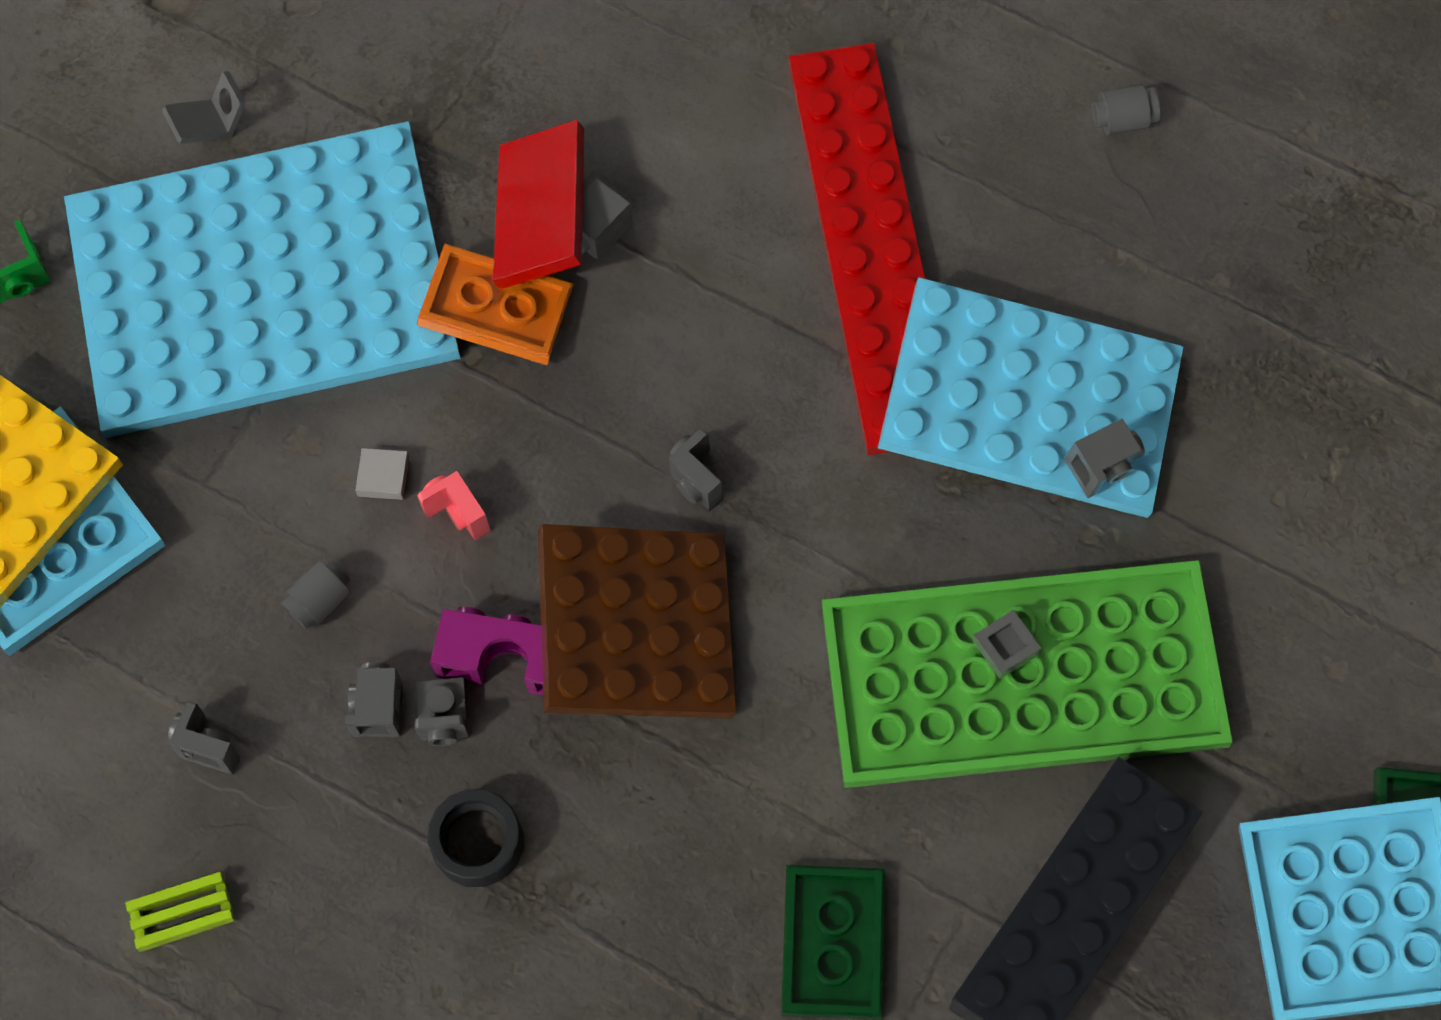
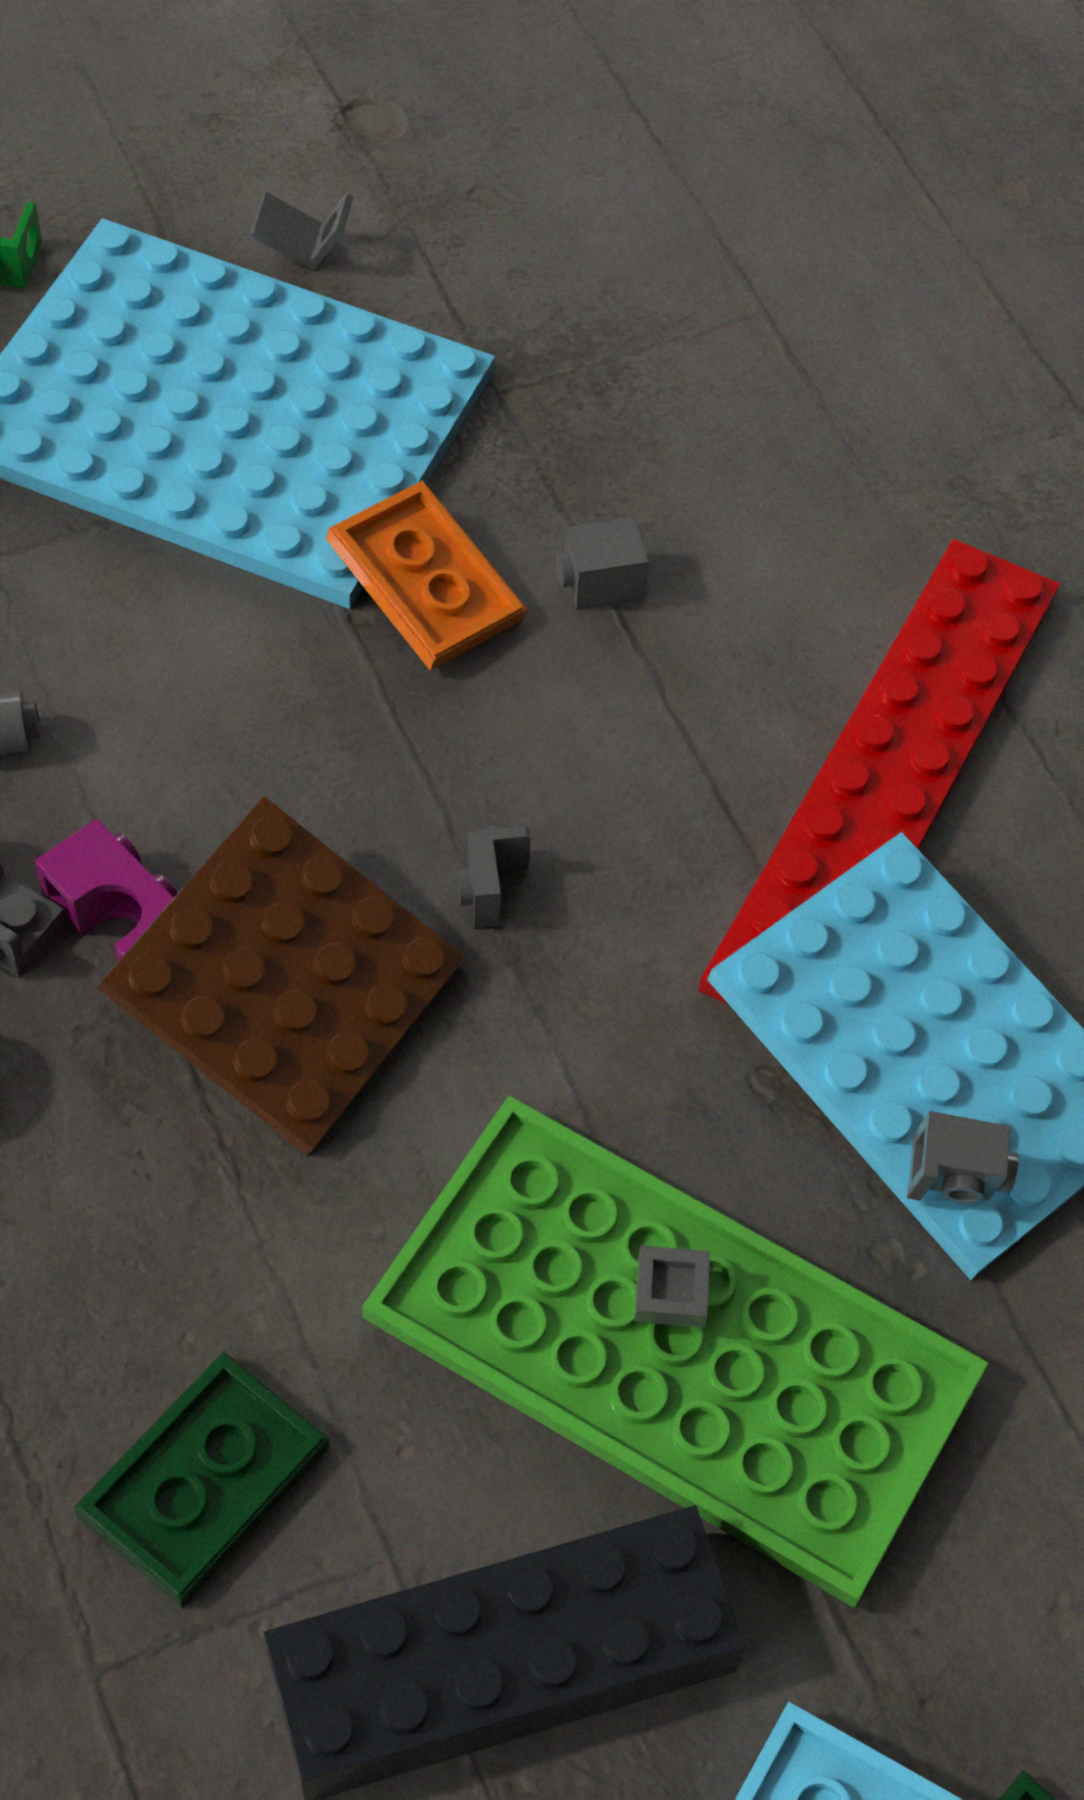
camera: 30 degrees right, 10 degrees down
(382, 474) = (168, 661): light grey tile -> none
(454, 496) = (214, 733): coral bracket -> none
(539, 205) = (550, 505): red tile -> none

